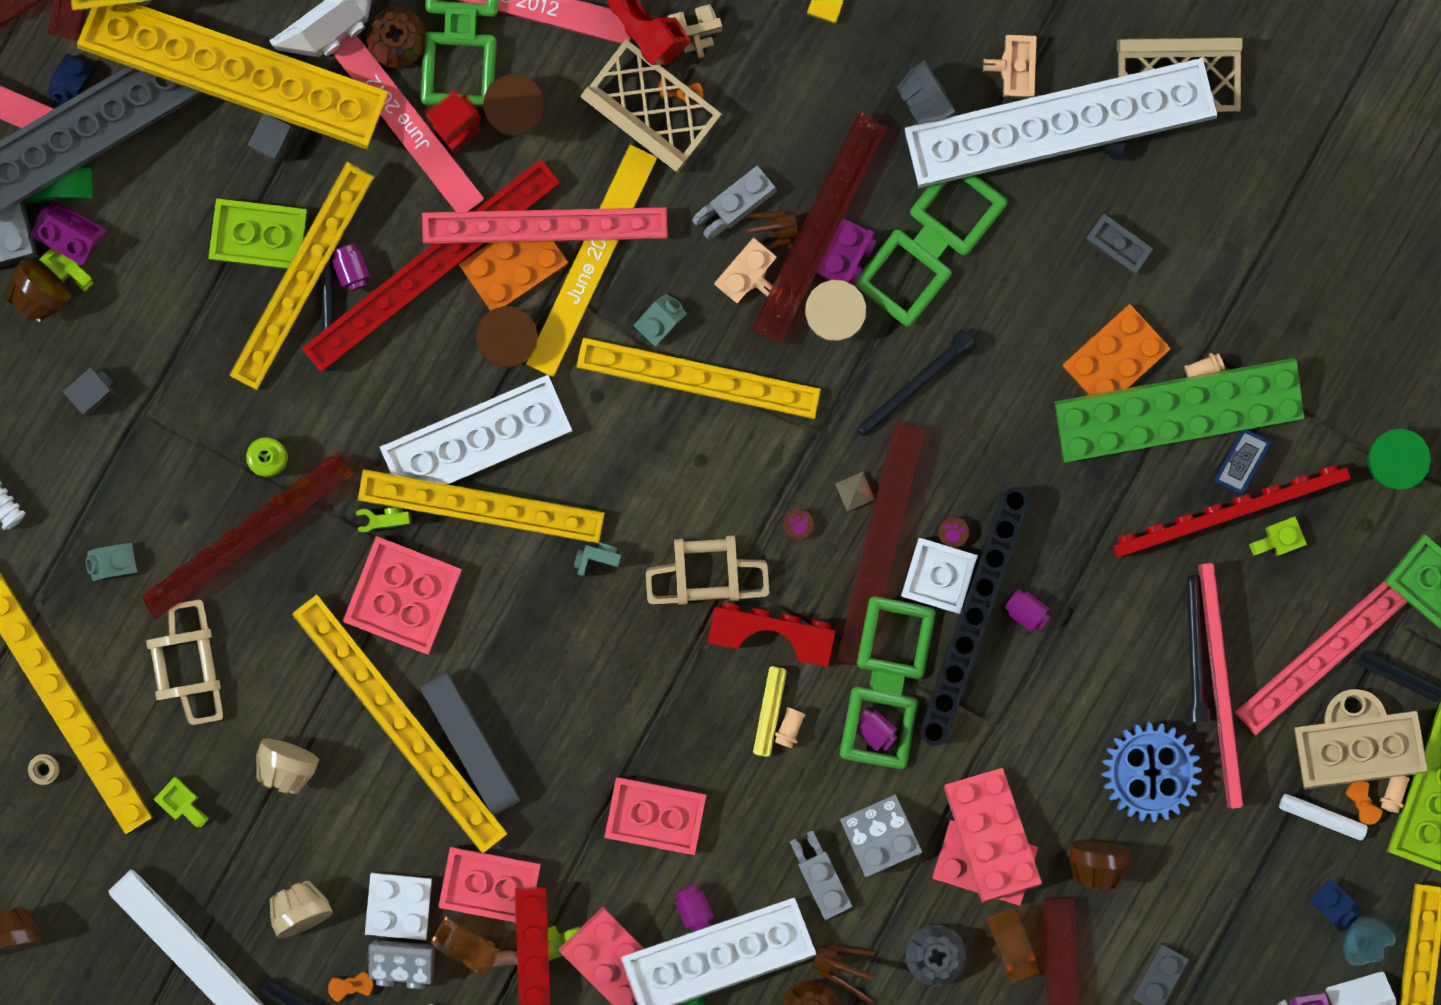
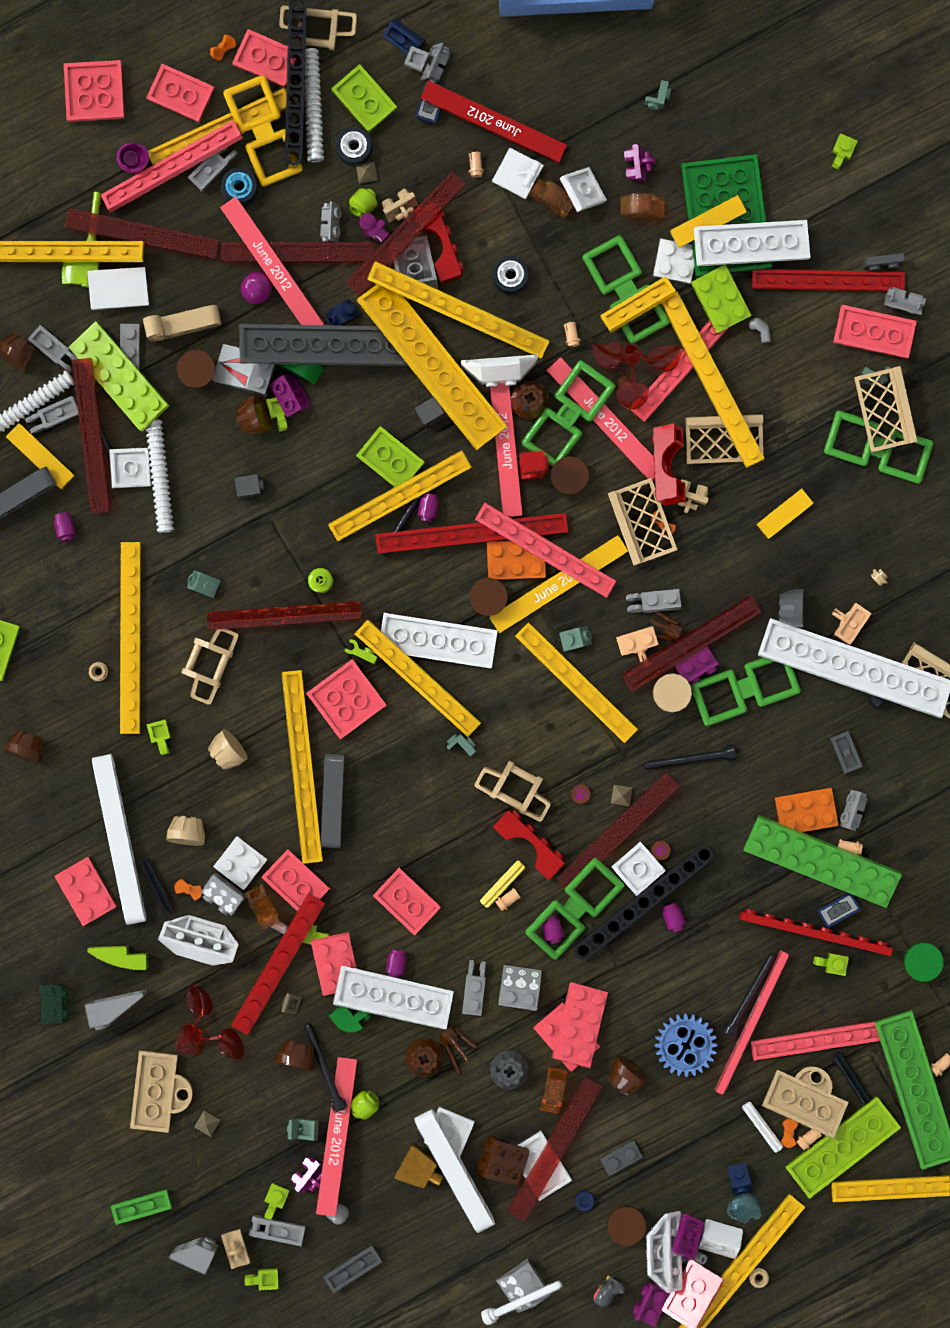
camera: 35 degrees right, 0 degrees up
(1179, 329) = (854, 802): none -> light grey hinge

